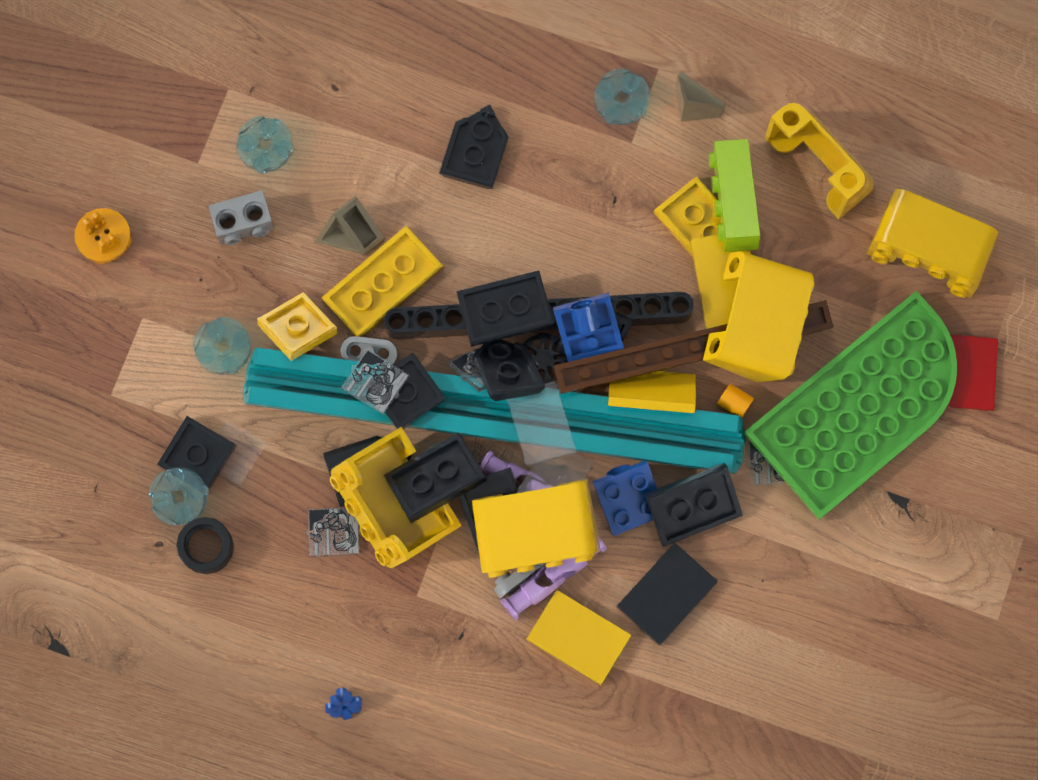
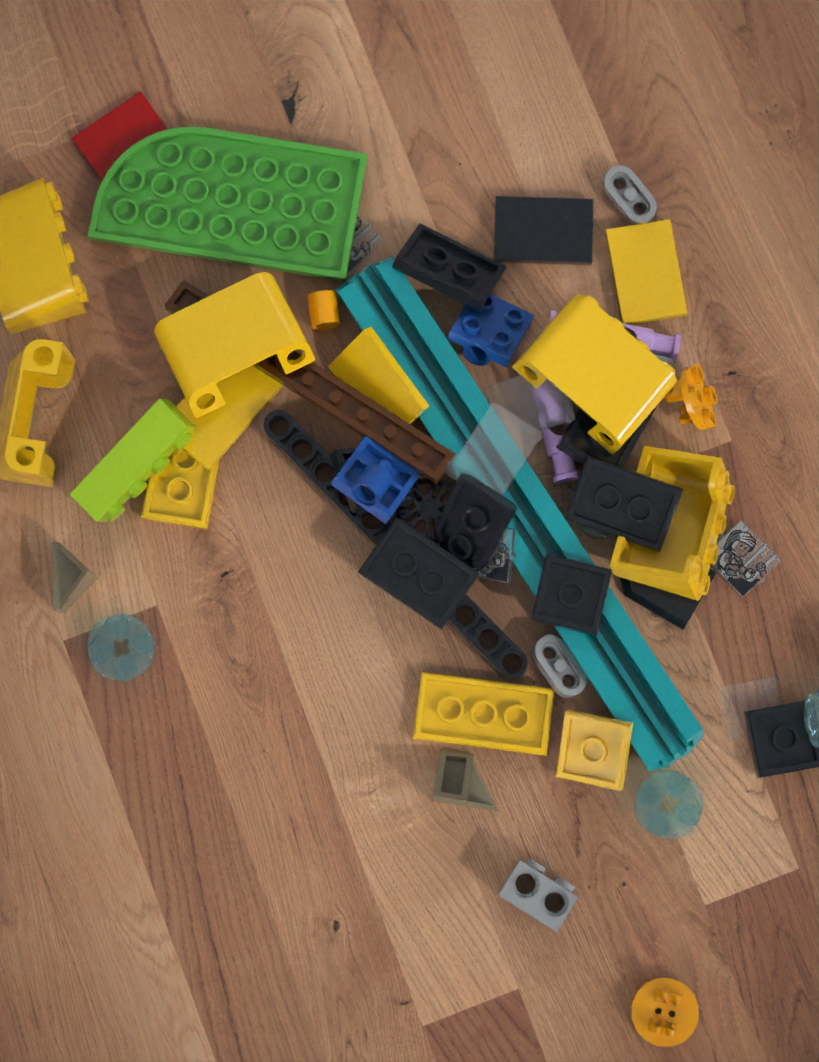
camera: 130 degrees left, 5 degrees up
(267, 129) = (432, 949): clear light blue plate -> none
(375, 382) = (588, 627): piece -> none
(463, 588) = (696, 396): none -> light orange plate
(475, 149) = (284, 739): black tile -> none
(641, 671) = (632, 195): none -> light grey plate

